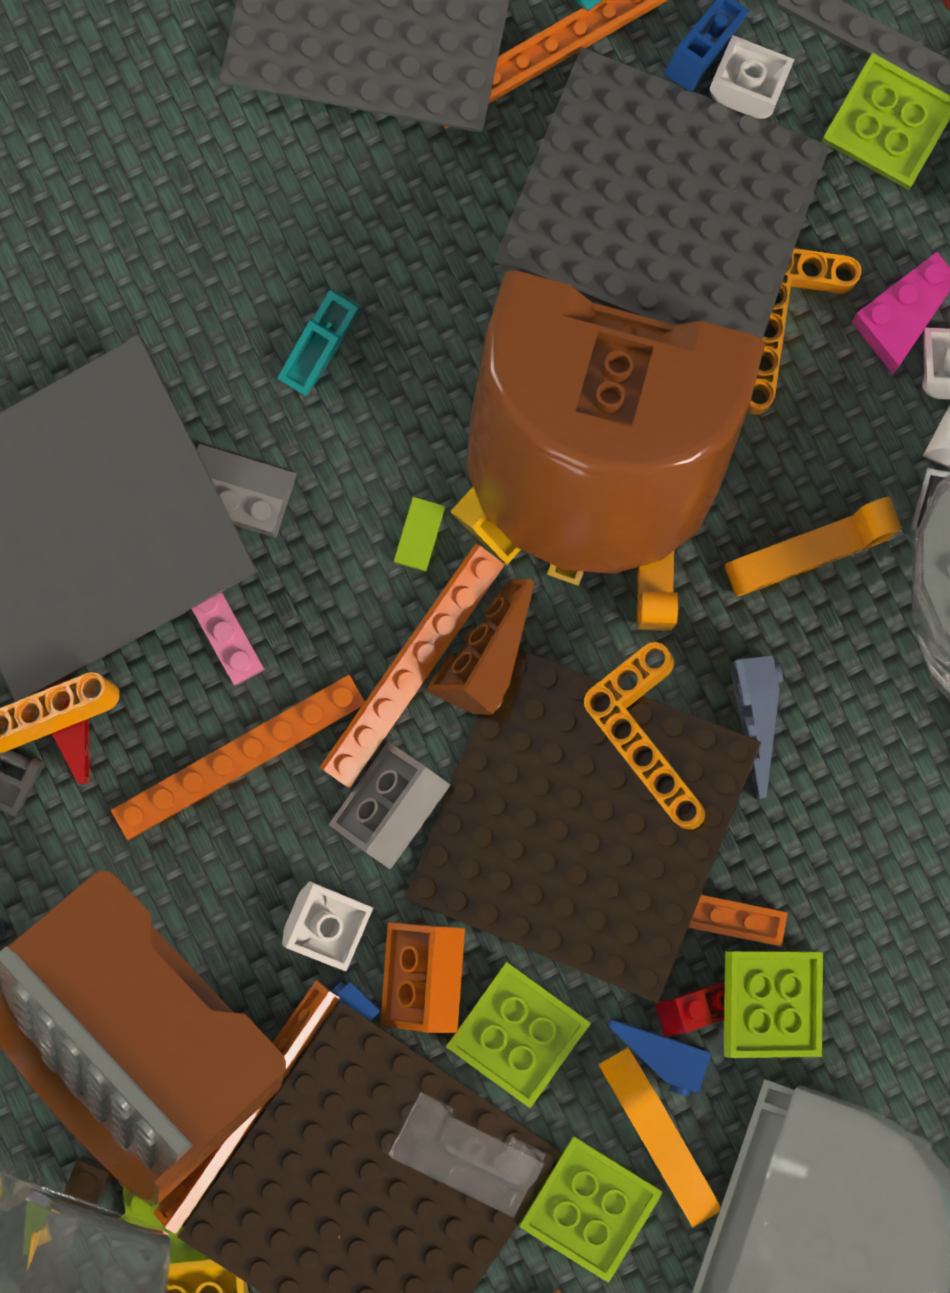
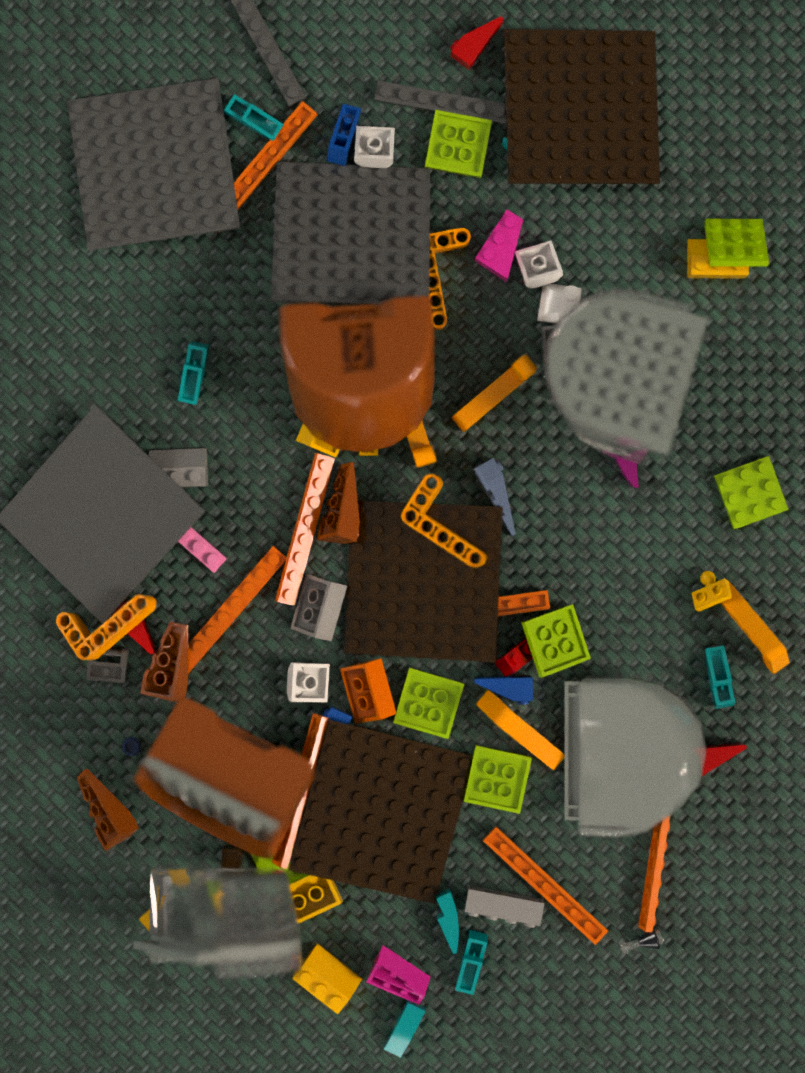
camera: 25 degrees left, 5 degrees up
(99, 820) = (169, 669): none -> dark orange wedge
(419, 534) = (283, 457): lime tile -> none
(466, 1157) = (423, 777): clear windscreen -> none

